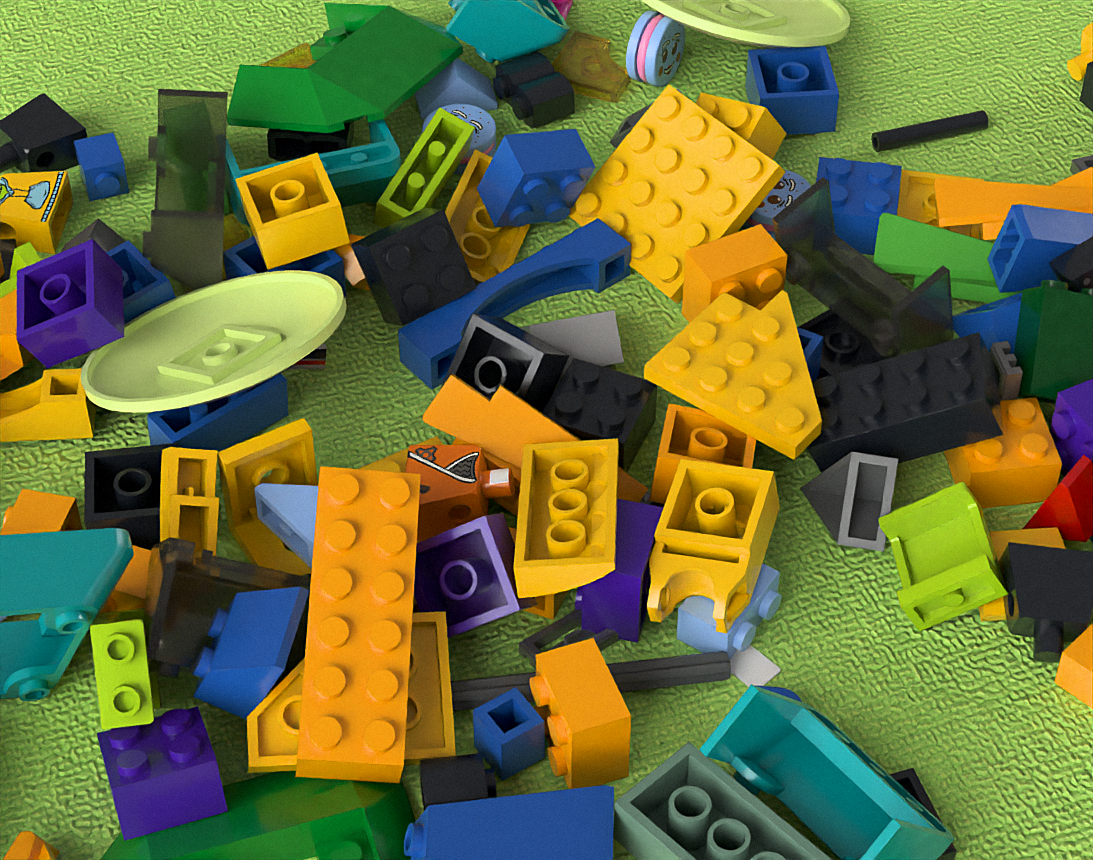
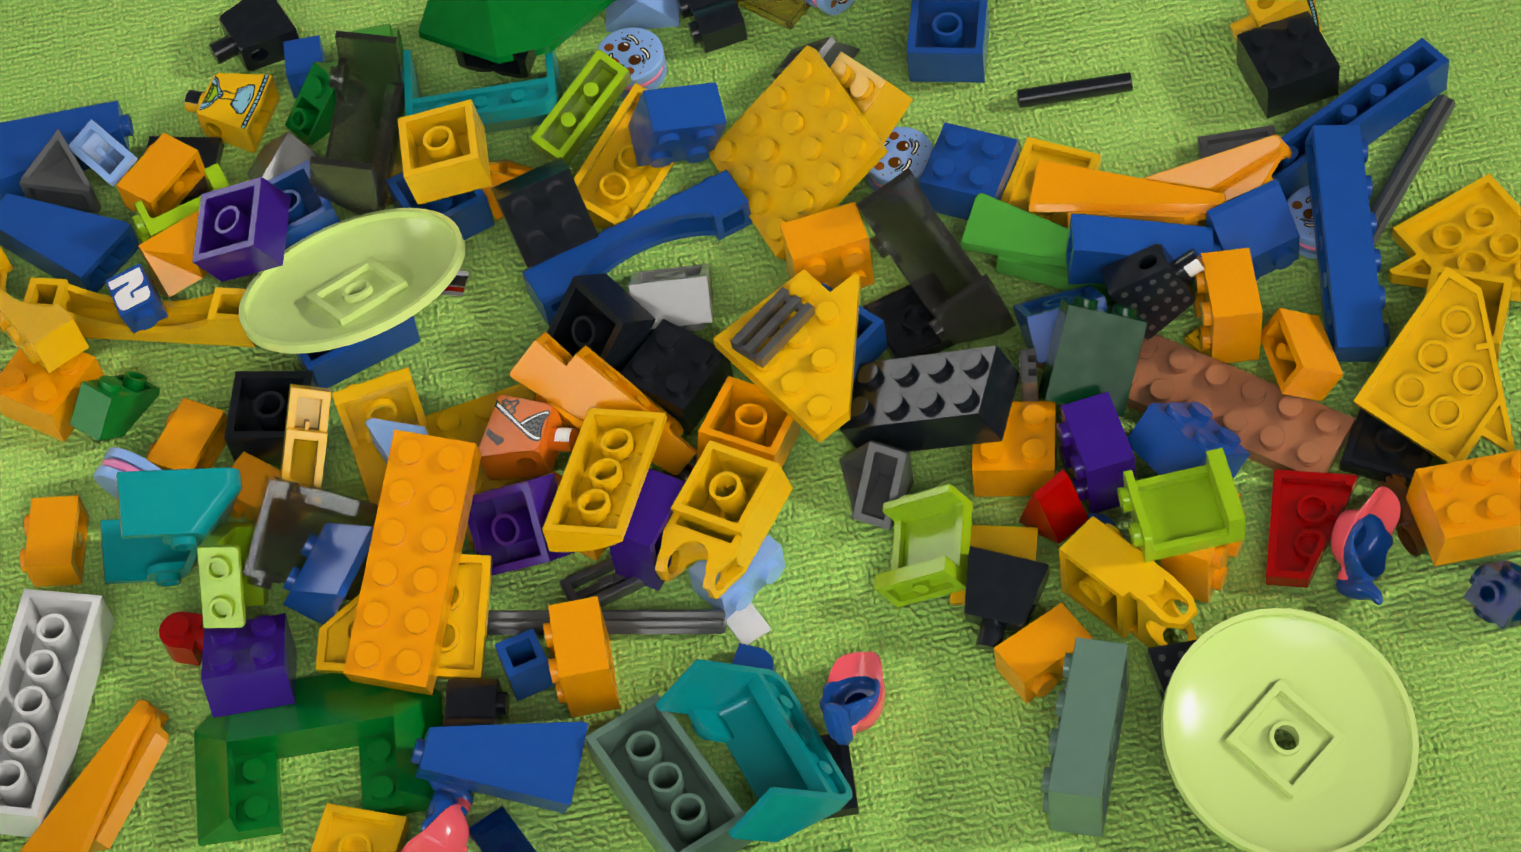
camera: 20 degrees right, 10 degrees up
(68, 753) = (183, 637): none -> red plate
(125, 194) = (314, 106): none -> green slope
(727, 321) = (767, 323): none -> flat silver tile
(915, 722) = (853, 695): none -> blue hair

